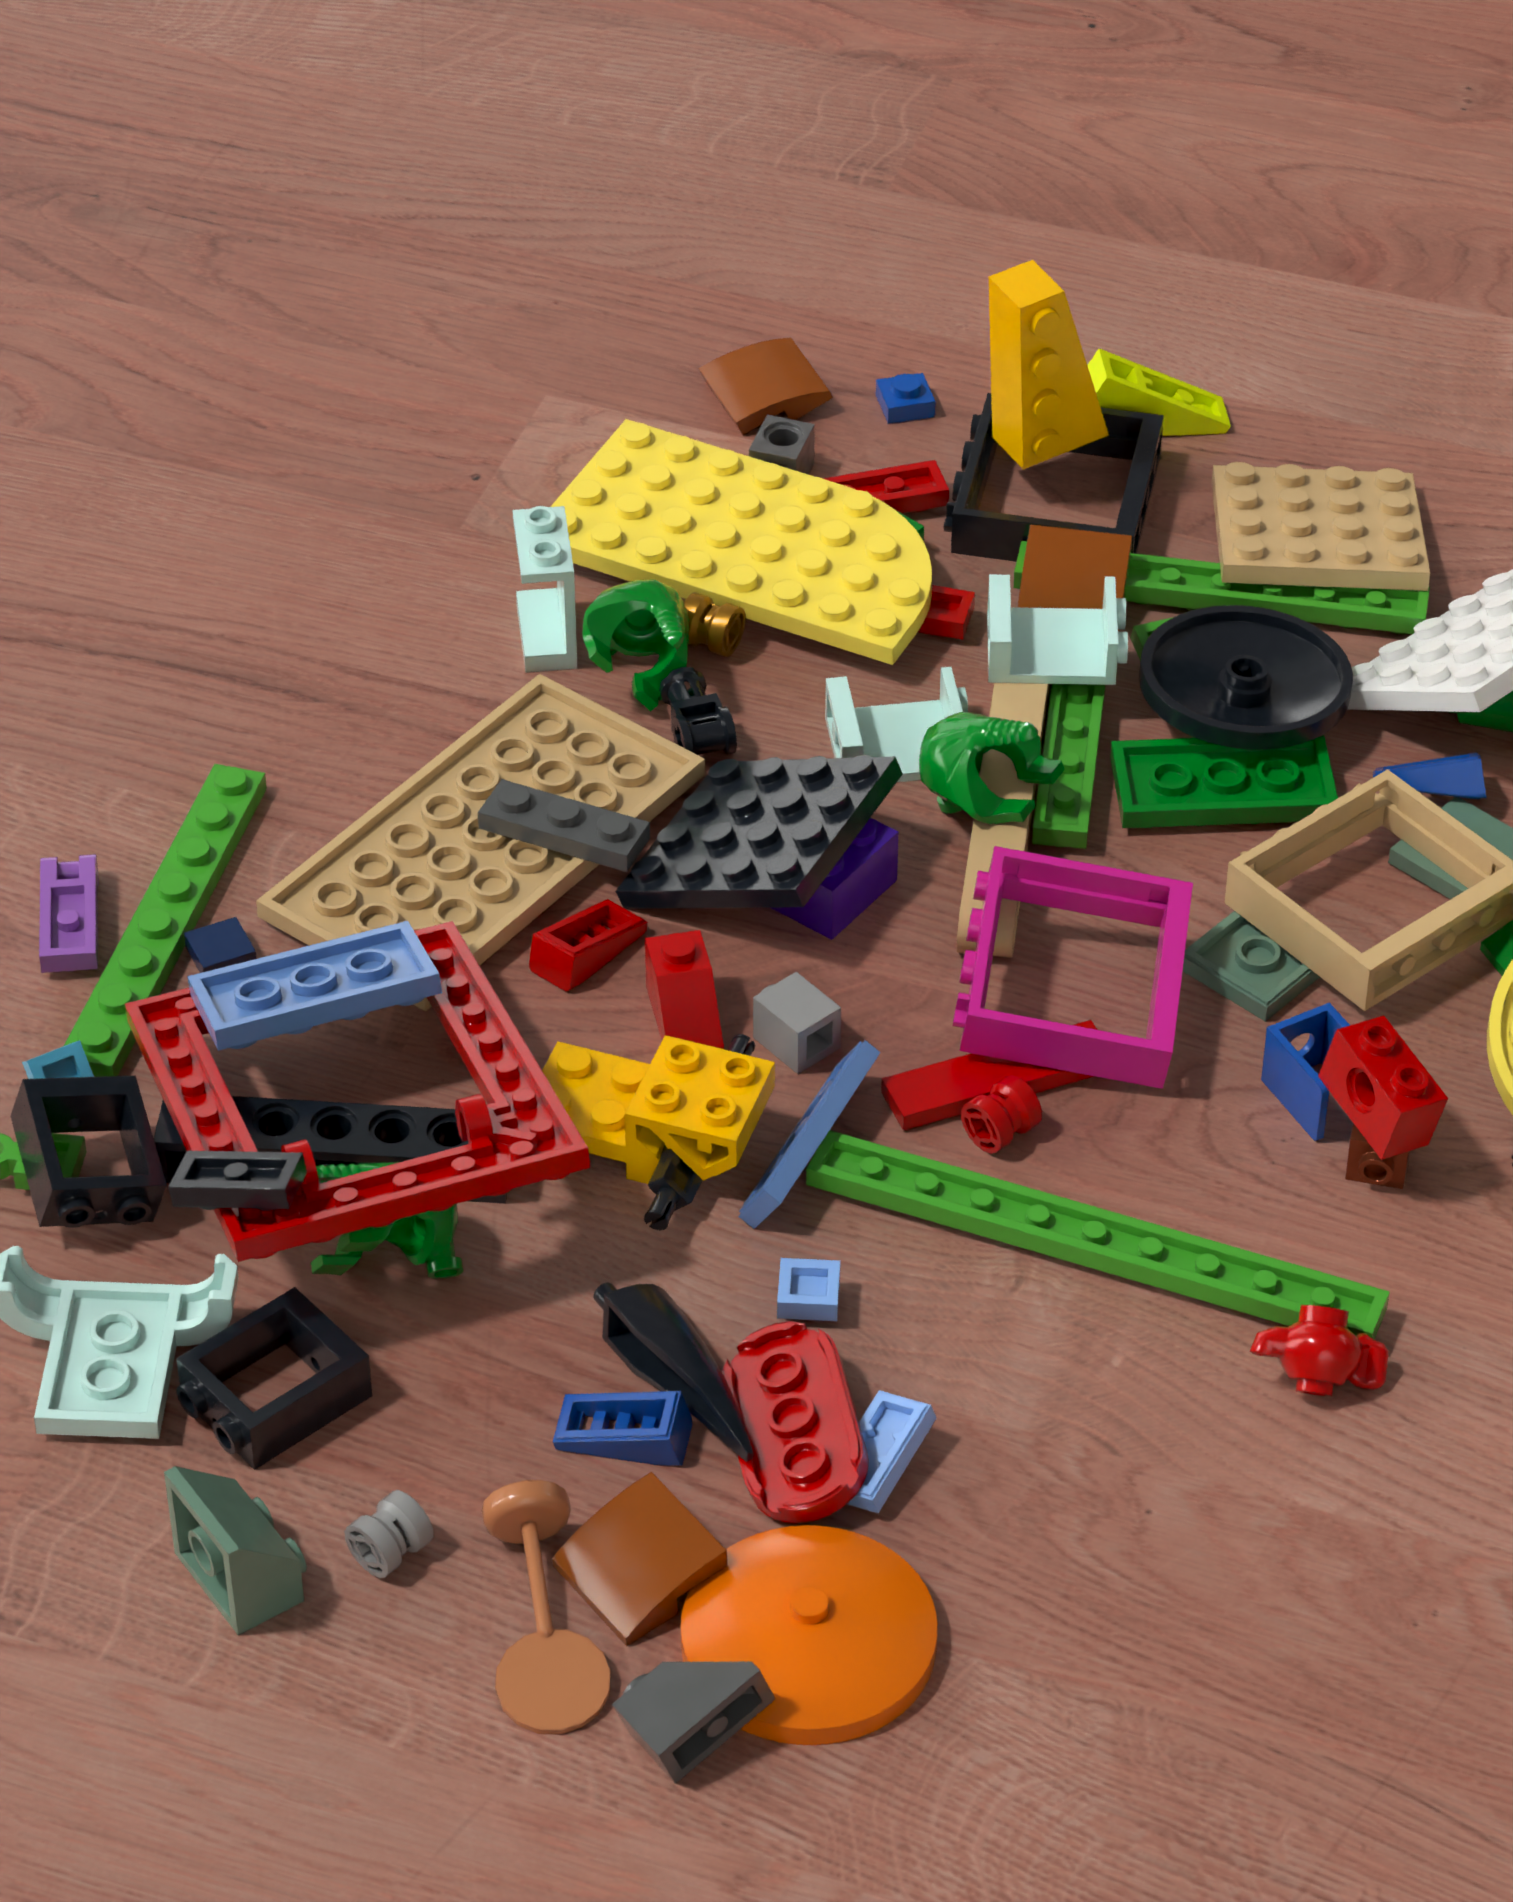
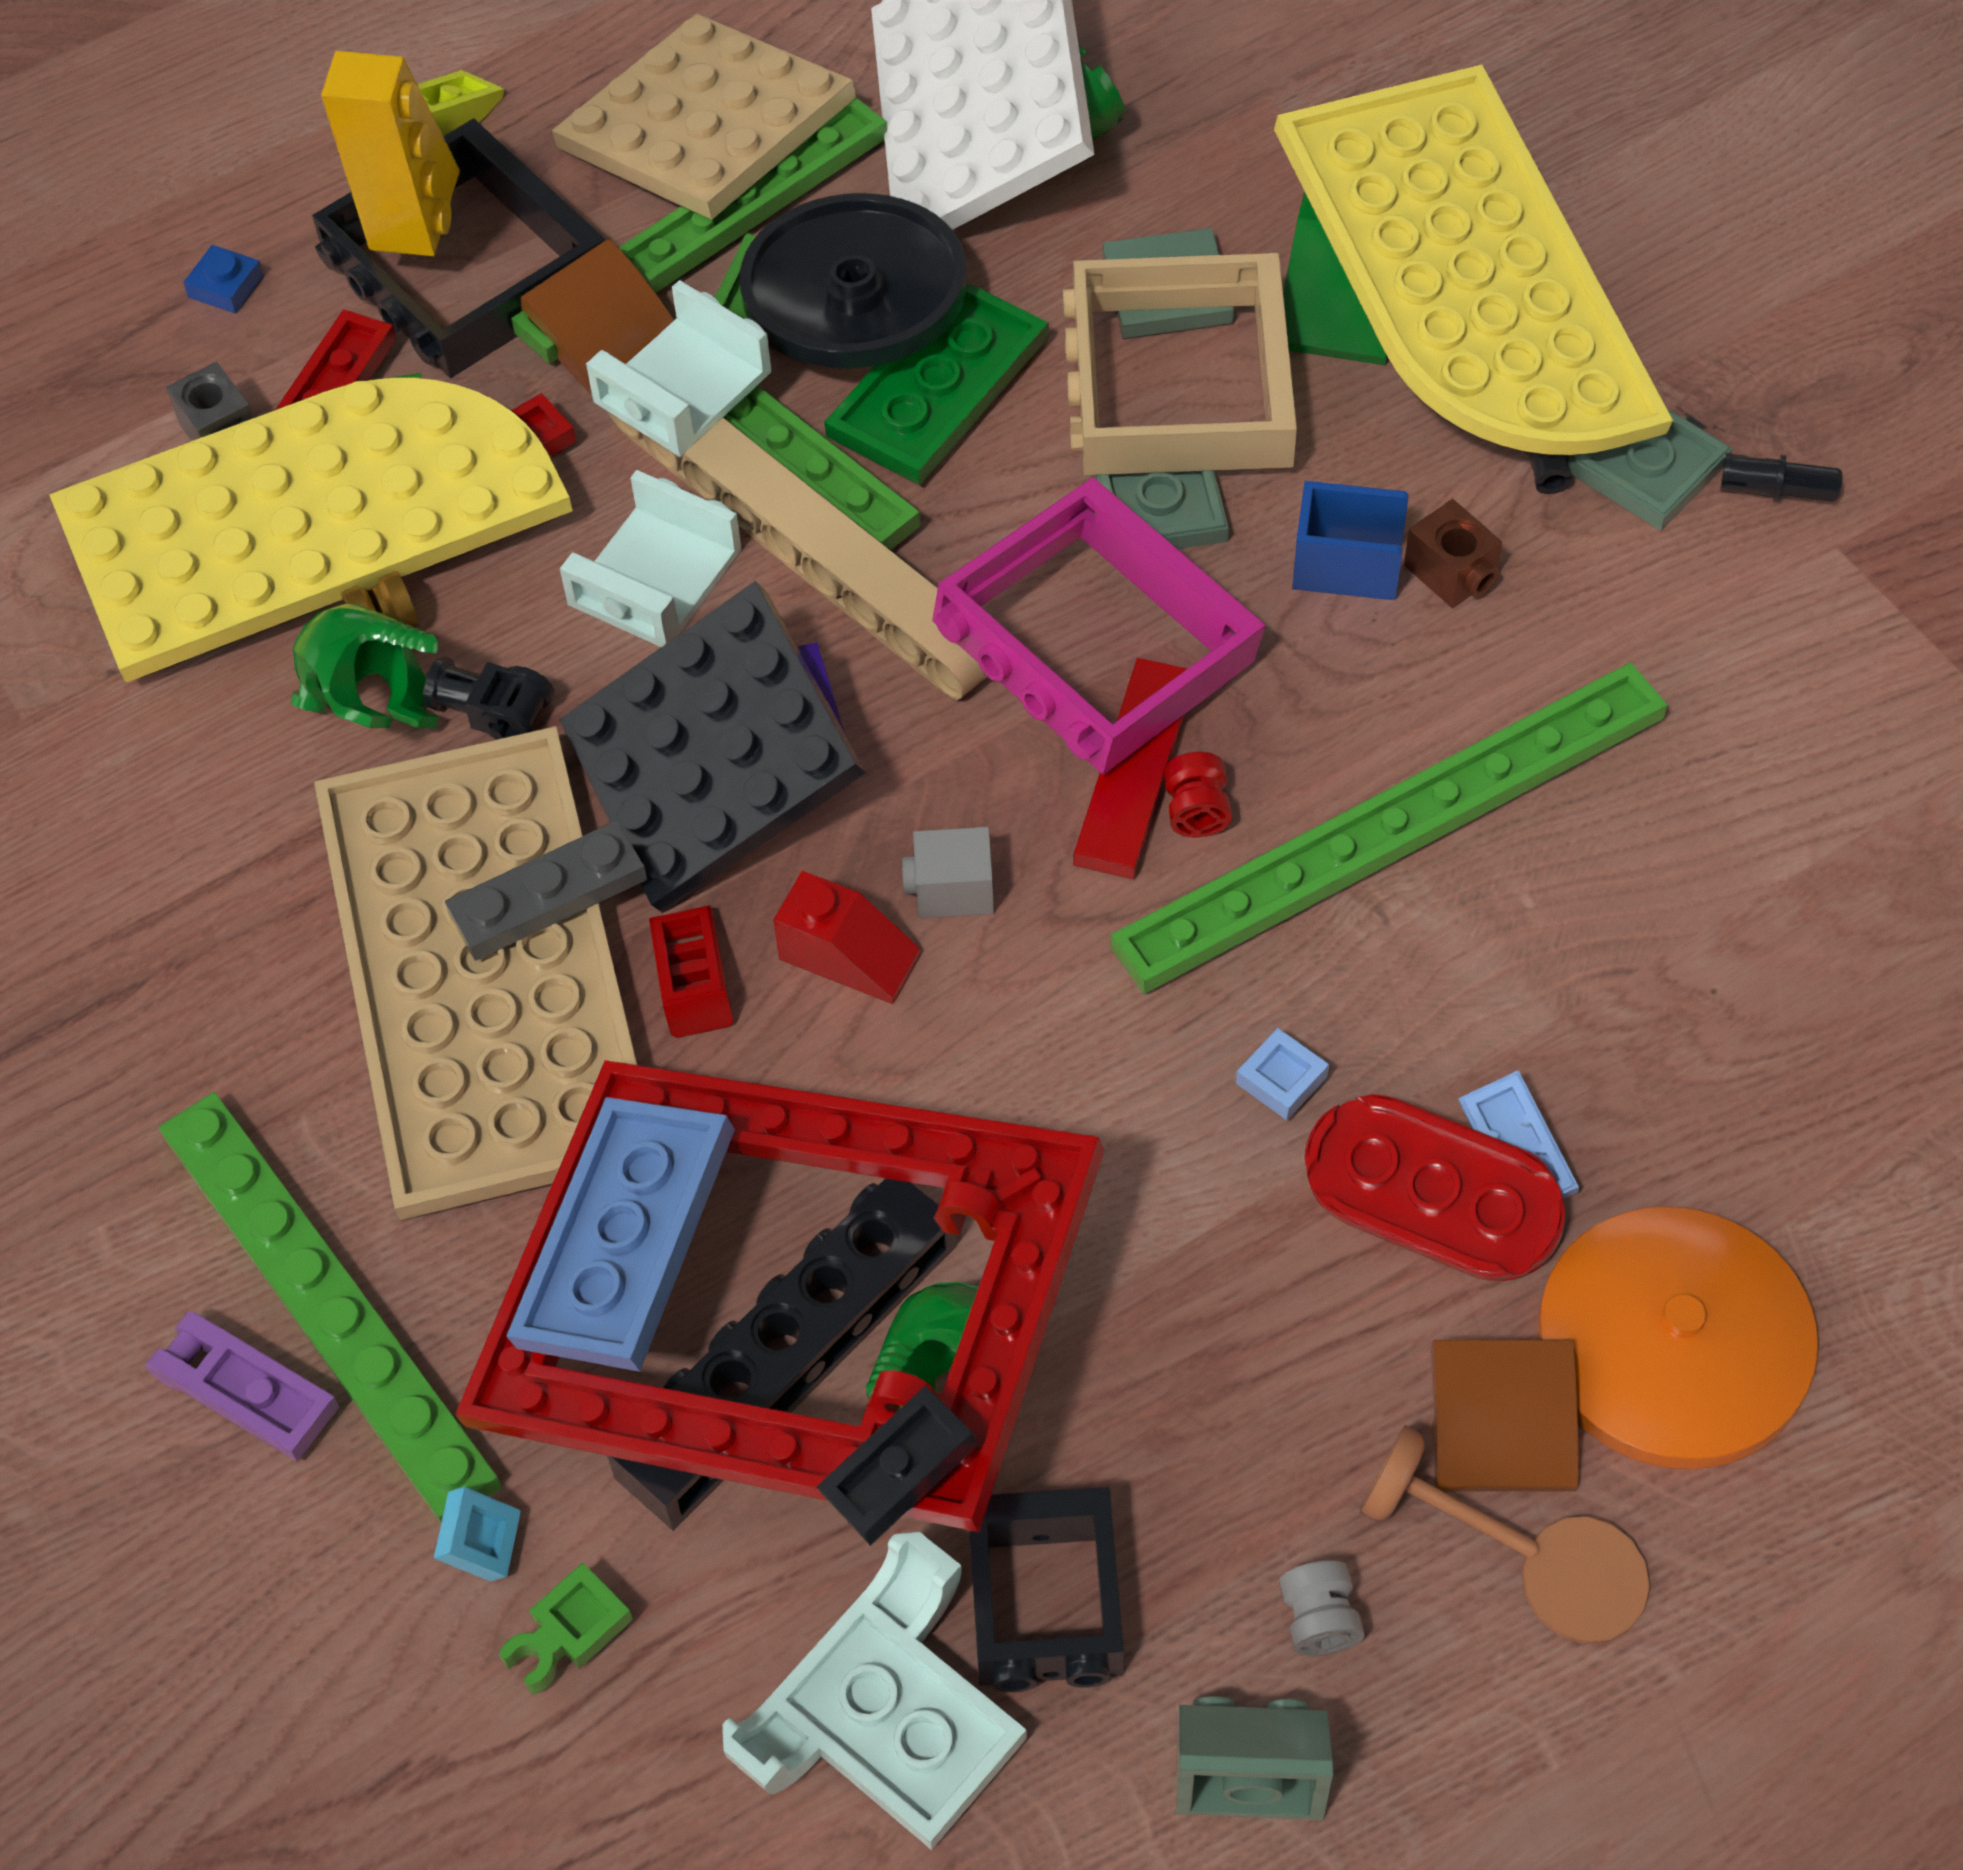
camera: 50 degrees left, 15 degrees up
(87, 1106) = (606, 1621): black window -> none
(219, 945) = (414, 1280): dark blue tile -> none
(548, 614) = (245, 707): light aqua panel -> none
(659, 1441) = (1341, 1275): blue slope -> none
(666, 1118) = (1002, 1038): yellow piece -> none
(667, 1352) = (1275, 1233): black piece -> none
(691, 1709) = (1730, 1492): dark grey slope -> none
(764, 382) = (95, 364): dark orange slope -> none
(808, 1134) = (1101, 952): medium blue tile -> none
(953, 758) = (771, 531): green piece -> none
(1324, 1352) = (1661, 751): red piece -> none
(1382, 1087) = (1455, 509): red brick -> none
(1445, 776) = (1075, 235): blue slope -> none

